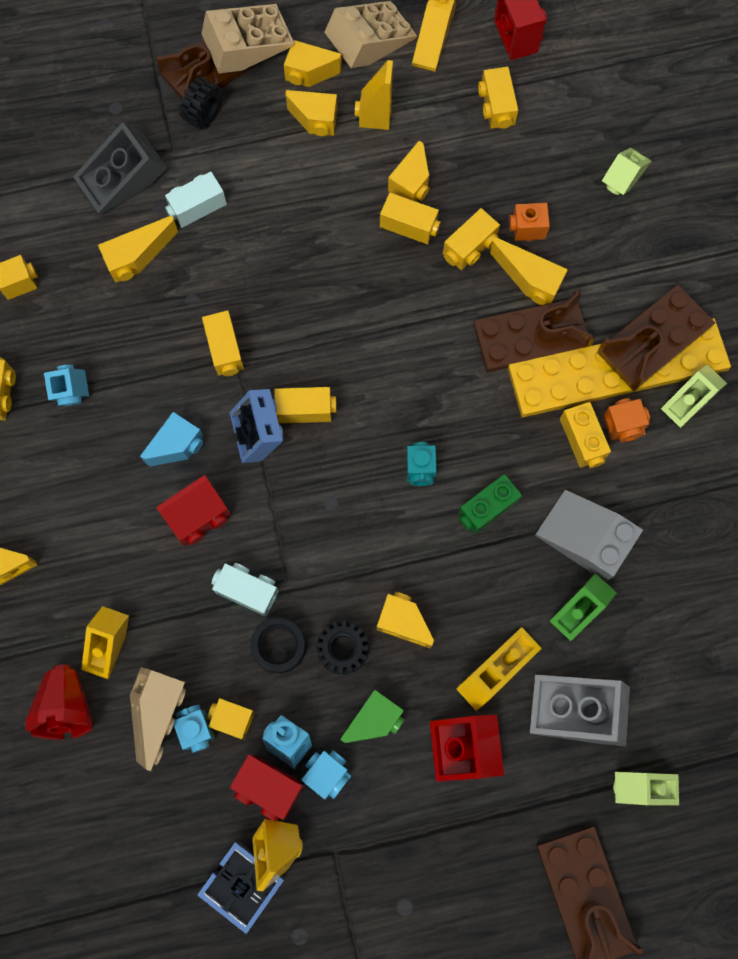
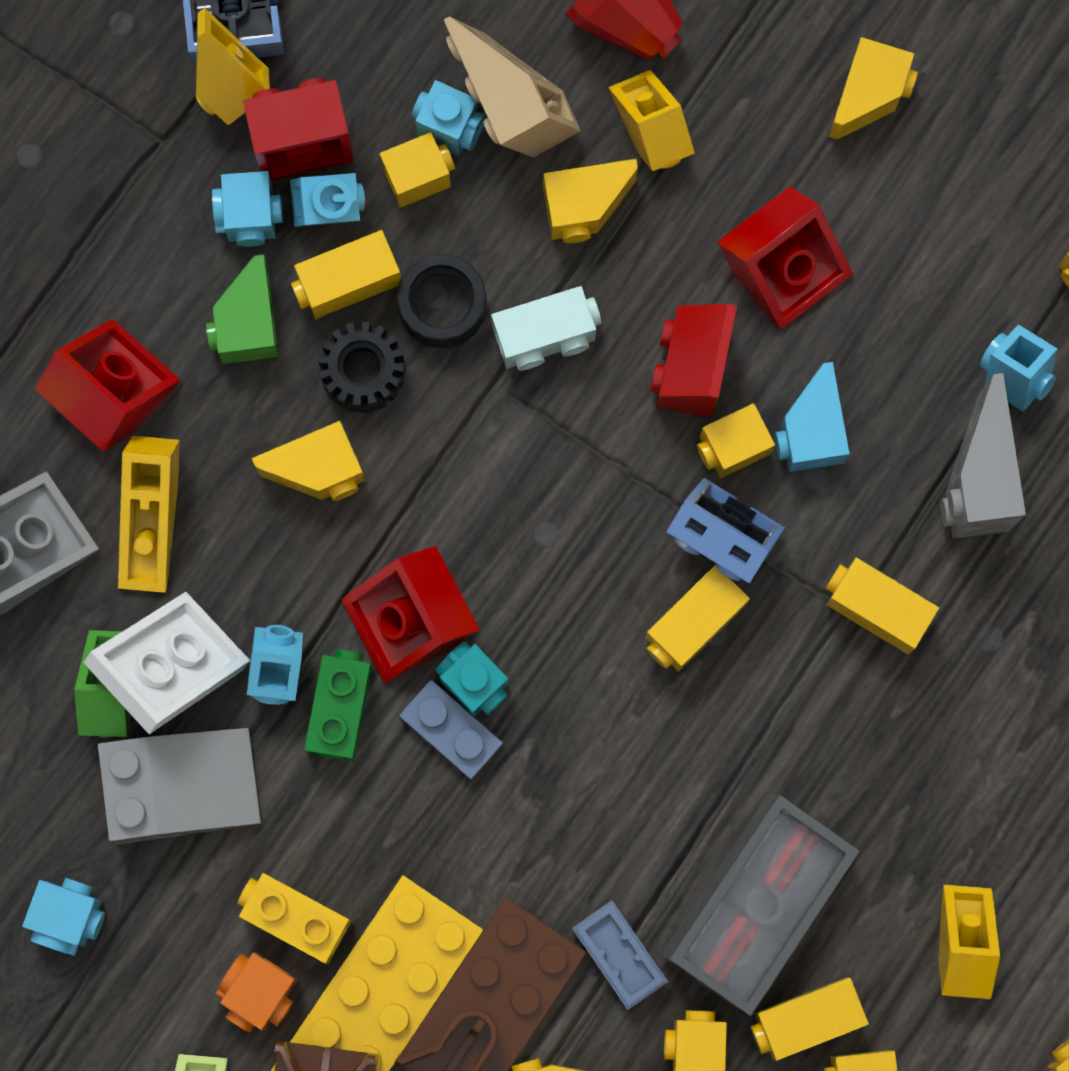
camera: 135 degrees right, 5 degrees up
(110, 525) = (786, 256): none -> red slope
(124, 357) = (985, 481): none -> light grey slope
(170, 632) = (585, 197): none -> yellow slope
(214, 464) = (735, 441): none -> yellow brick
(311, 695) = (346, 275): none -> yellow brick
(319, 195) = (968, 942): none -> yellow slope
(388, 275) = (759, 903): none -> clear brick
(422, 517) = (410, 613): none -> red slope
(448, 456) = (451, 730): none -> sand blue plate
(461, 308) = (619, 955): none -> sand blue plate
(502, 545) = (275, 664): none -> medium azure brick
(551, 585) = (166, 662): none -> white plate
(686, 522) = (64, 915): none -> medium azure brick

